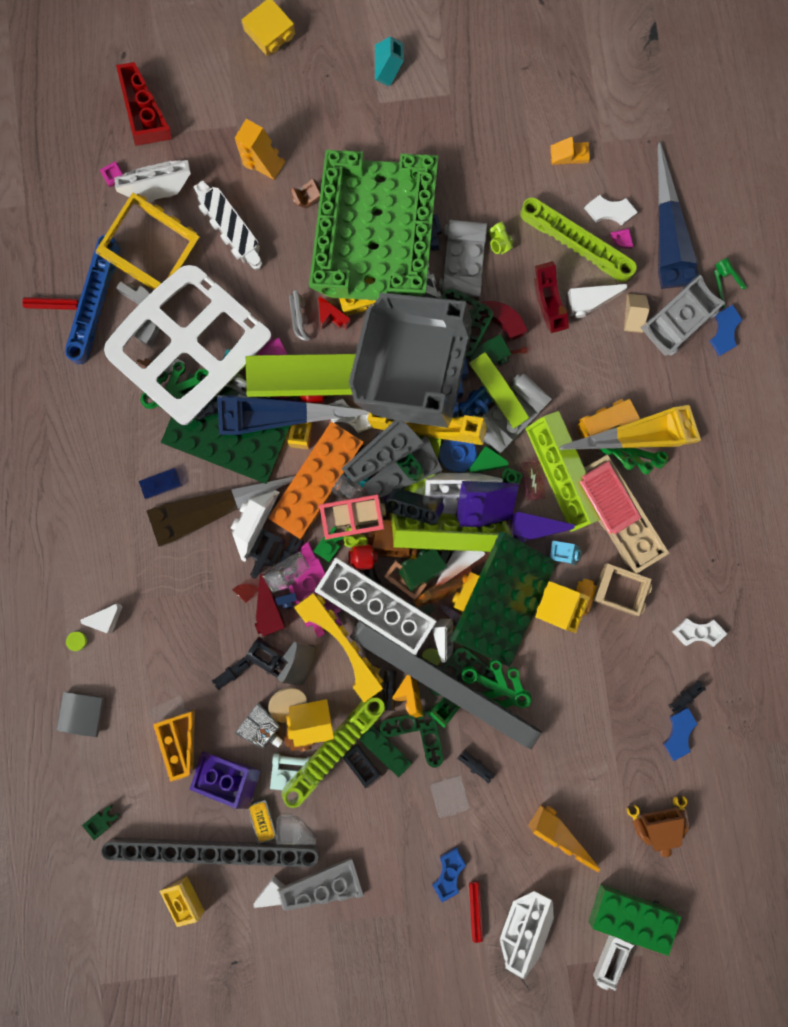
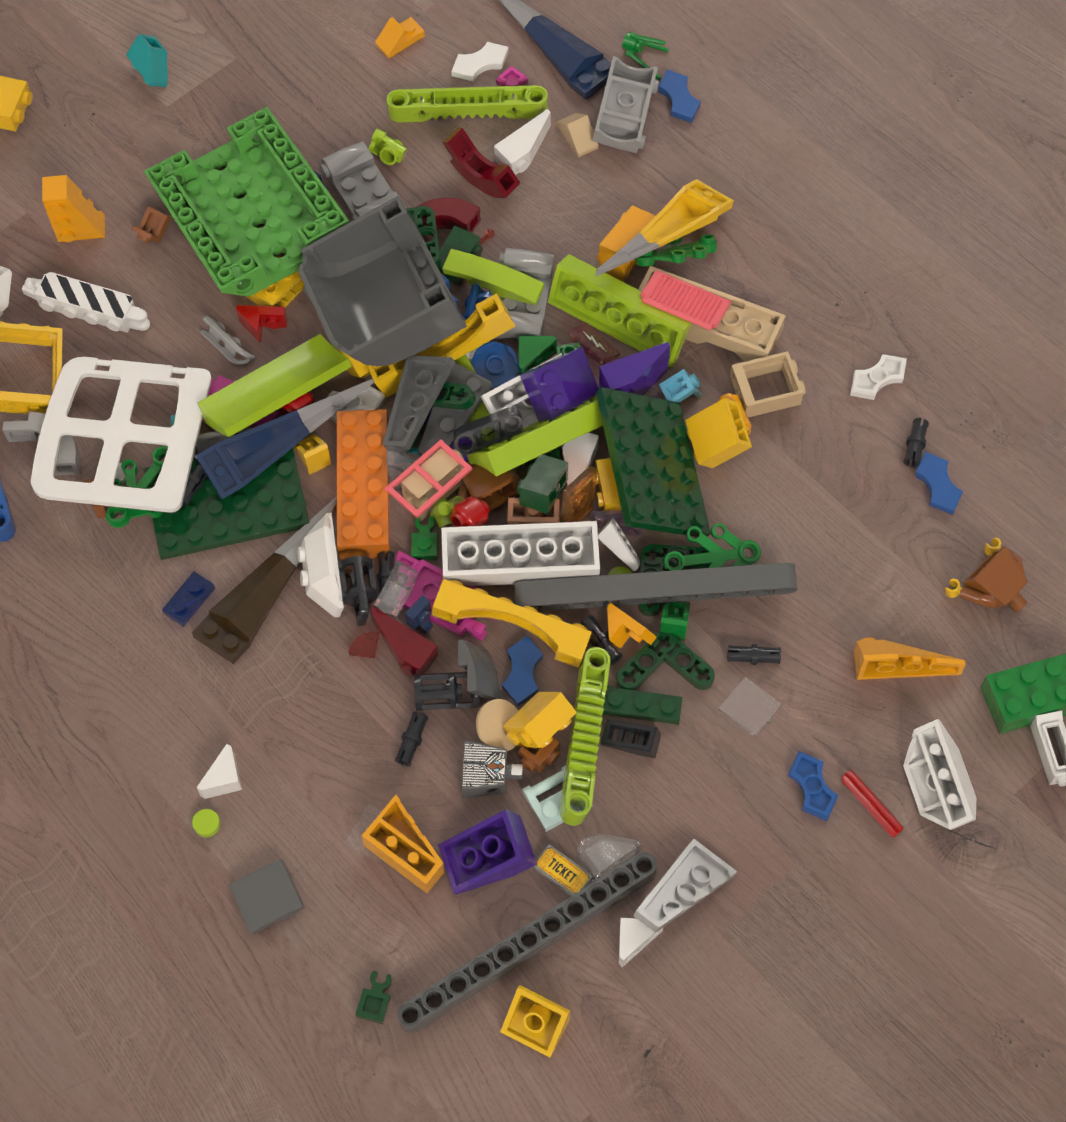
camera: 30 degrees left, 20 degrees down
(321, 683) = (524, 659): none -> blue tile

